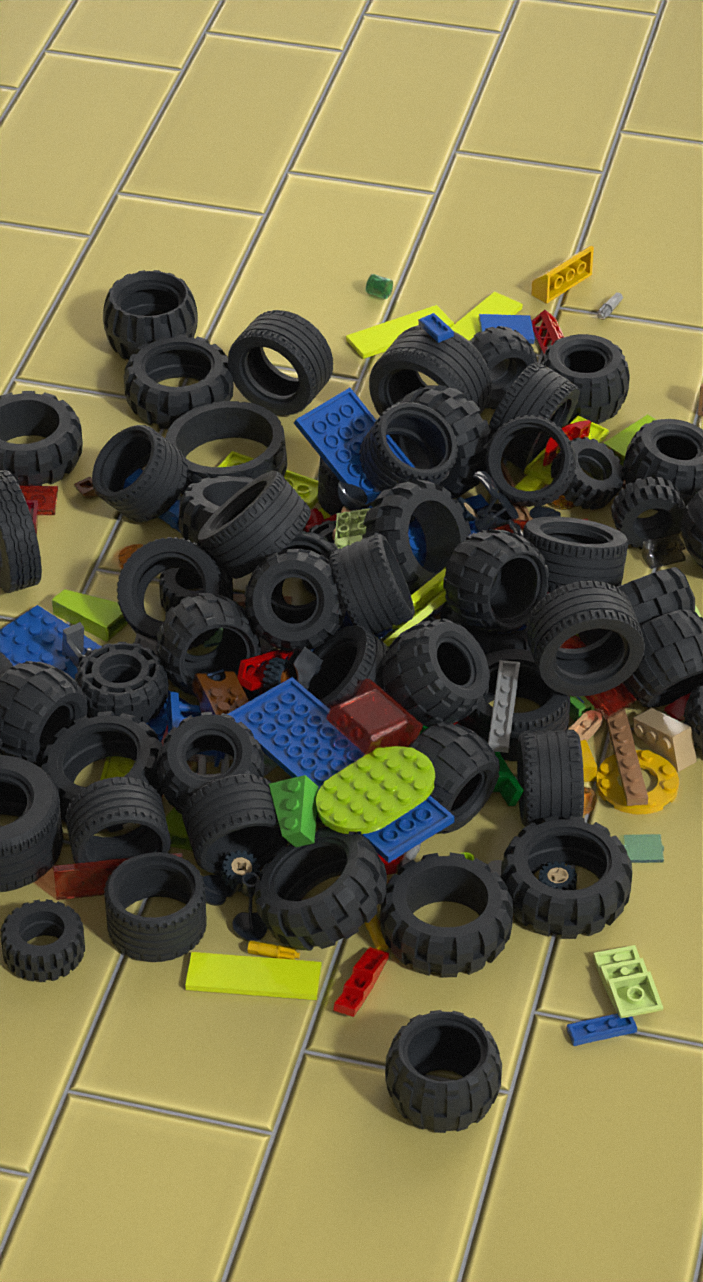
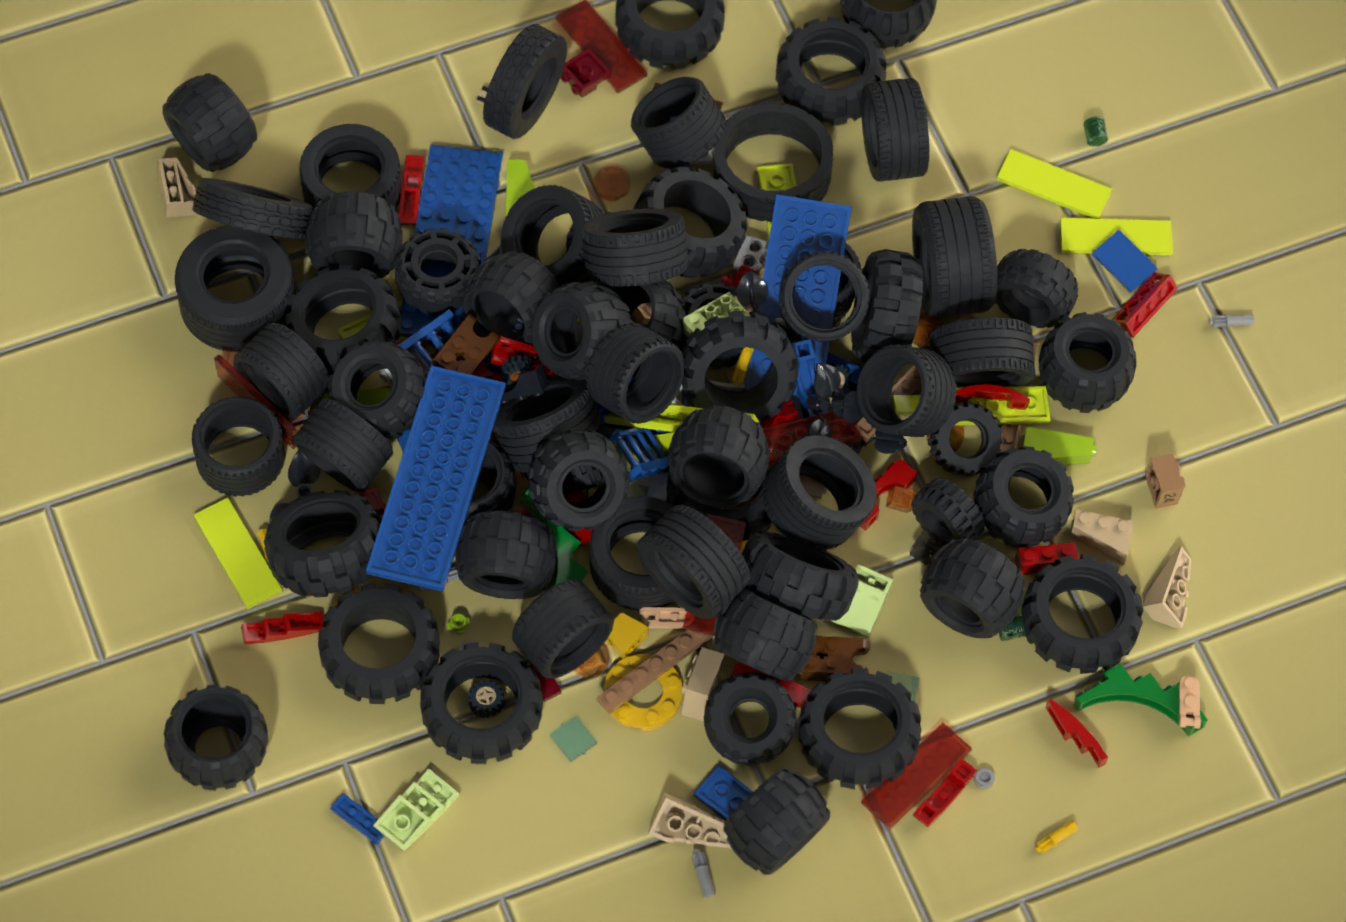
camera: 50 degrees right, 20 degrees up
(44, 961) = (160, 374): black tyre -> none
(73, 643) = (460, 206): dark grey piece -> none
(235, 861) = (321, 482): black wheel -> none
(296, 809) = (366, 477): bright green wedge -> none
(374, 720) = (488, 470): clear red windscreen -> none
(375, 790) = (421, 518): lime plate -> none
(436, 327) = (975, 220): blue plate -> none
(503, 706) = (602, 550): light grey tile -> none
(563, 276) = (1236, 260): yellow slope -> none

